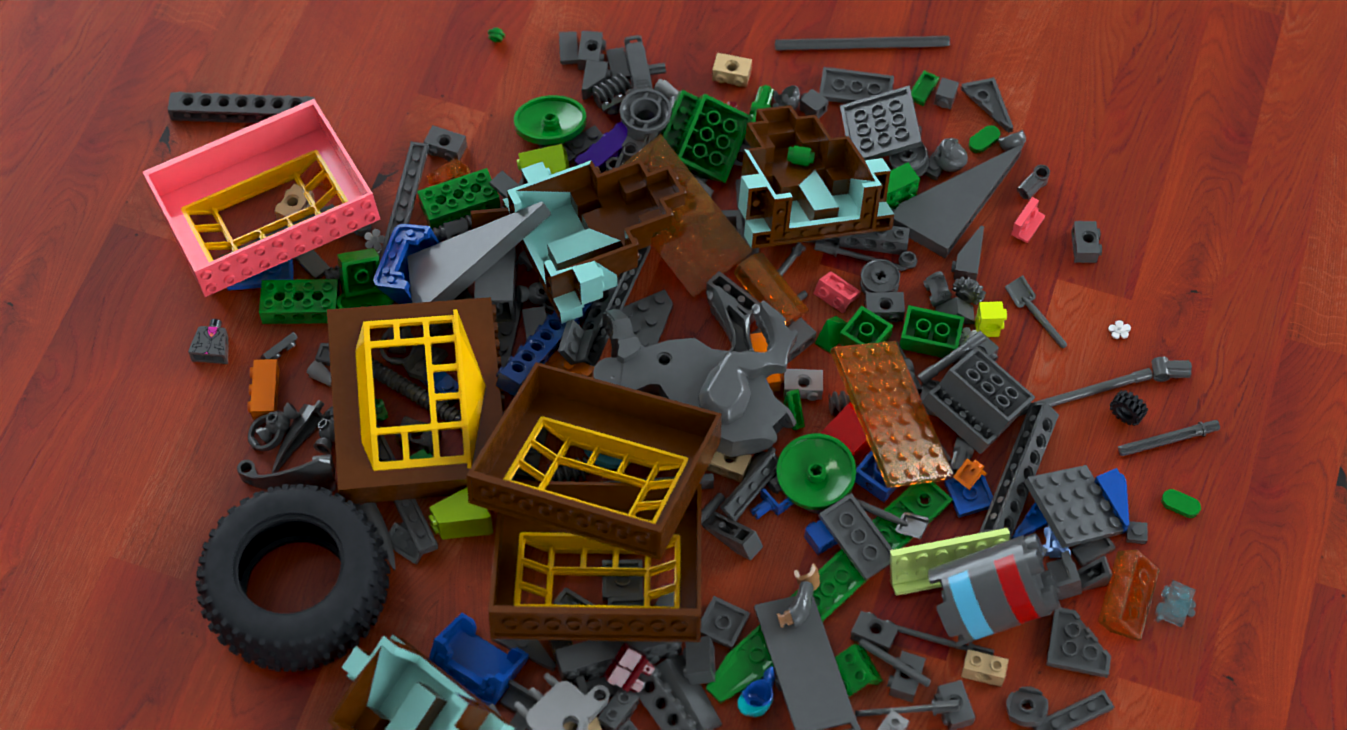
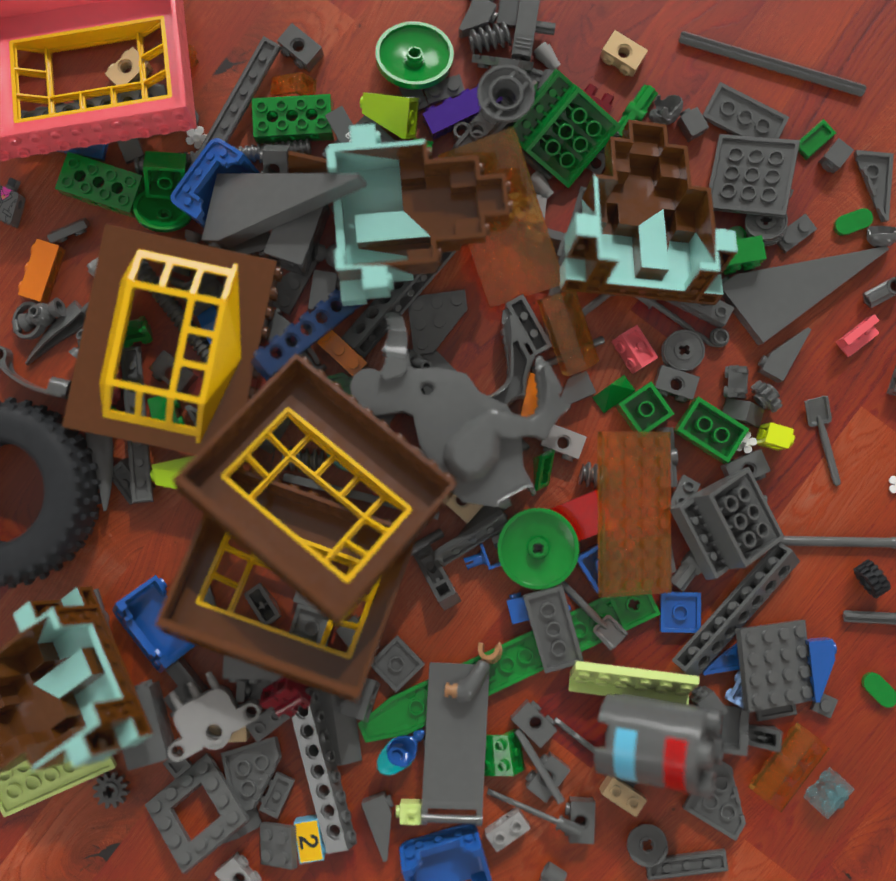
camera: 20 degrees right, 25 degrees up
(575, 343) = (350, 332): dark grey bracket -> none
(800, 155) = (654, 189): green brick -> none
(952, 155) = (813, 234): dark grey hair -> none
(969, 473) = (687, 597): orange bracket -> none
(970, 344) = (696, 474): dark grey piece -> none

